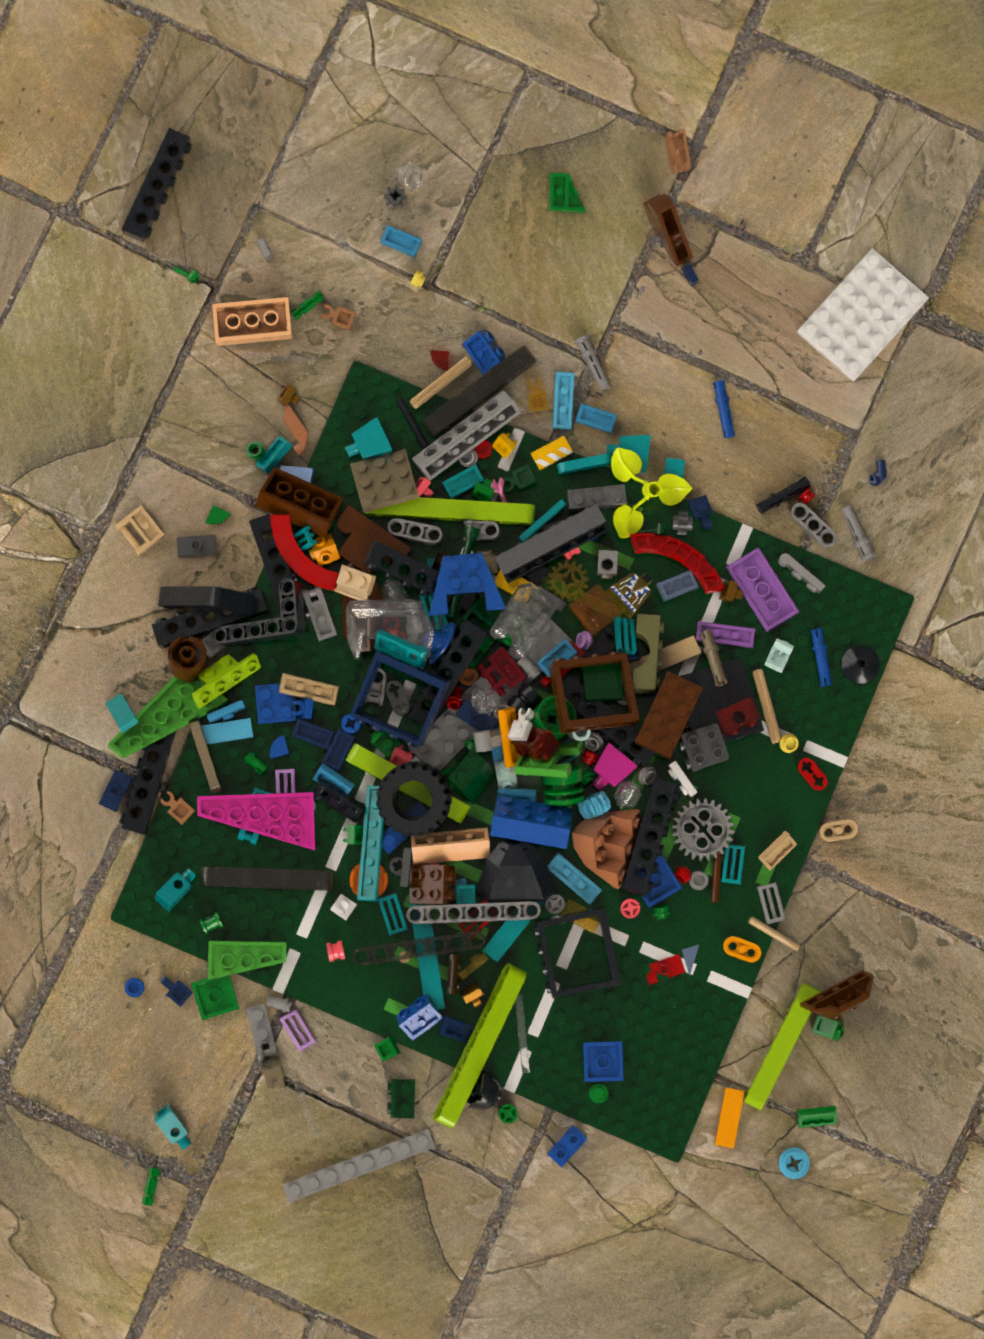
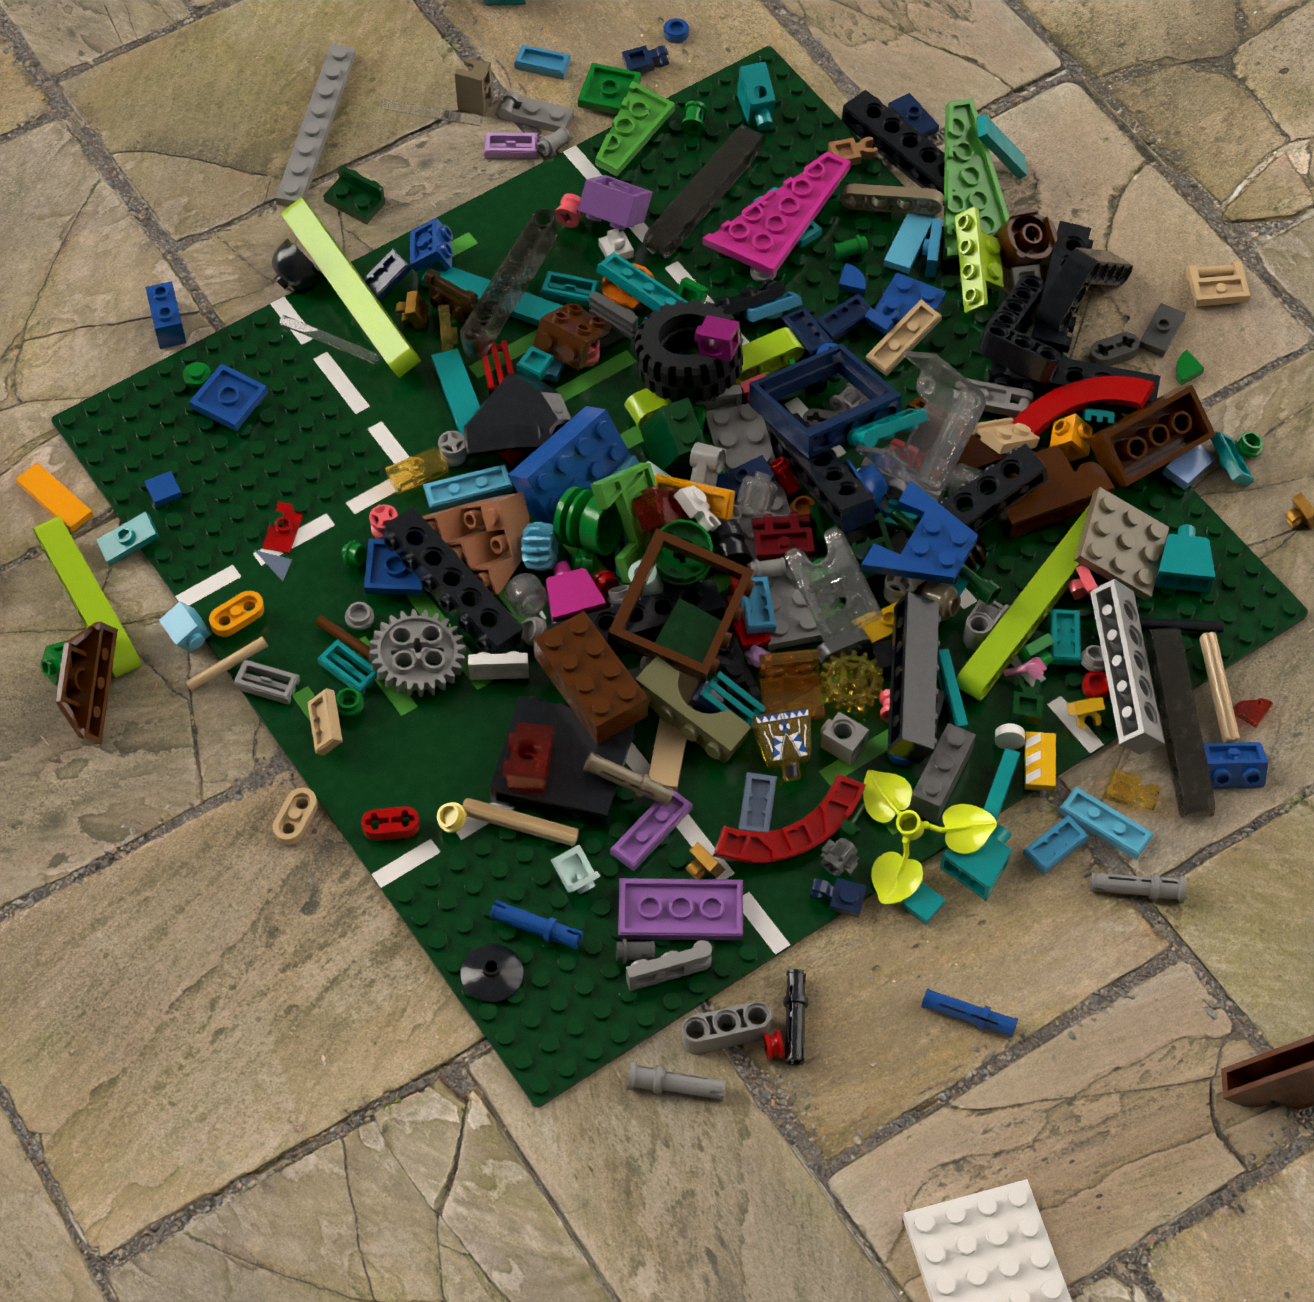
camera: 125 degrees right, 25 degrees down
(215, 1056) = (542, 61): none -> dark azure tile
(233, 562) = (1113, 348): none -> dark grey beam
(285, 771) = (802, 271): lavender tile -> none
(297, 429) = (1251, 501): nougat piece -> none
(319, 922) = (614, 202): none -> medium lavender brick
(387, 1048) = (421, 210): green tile -> none
(412, 774) = (718, 338): none -> magenta brick
(422, 538) = (1027, 558): light grey beam -> none
(445, 846) = (605, 372): light nougat brick -> none
(464, 908) = (505, 352): light grey beam -> none
(508, 1113) = (255, 276): green wheel -> none
(543, 950) = (366, 470): black window -> none
(548, 476) = (1010, 736): none -> white tile
(682, 874) = (380, 601): red plate -> none
(687, 1054) = (163, 489): none -> blue tile
(690, 275) = (1197, 1081): dark blue tile -> none
(703, 747) = (518, 700): dark grey bracket -> none
(731, 1051) = (127, 538): none -> plate
(750, 843) = (349, 695): none -> green plate
(767, 972) = (185, 627): none -> medium azure brick
(803, 597) = (634, 951): none -> dark grey pin
(880, 475) = (741, 1166): dark blue arm -> none

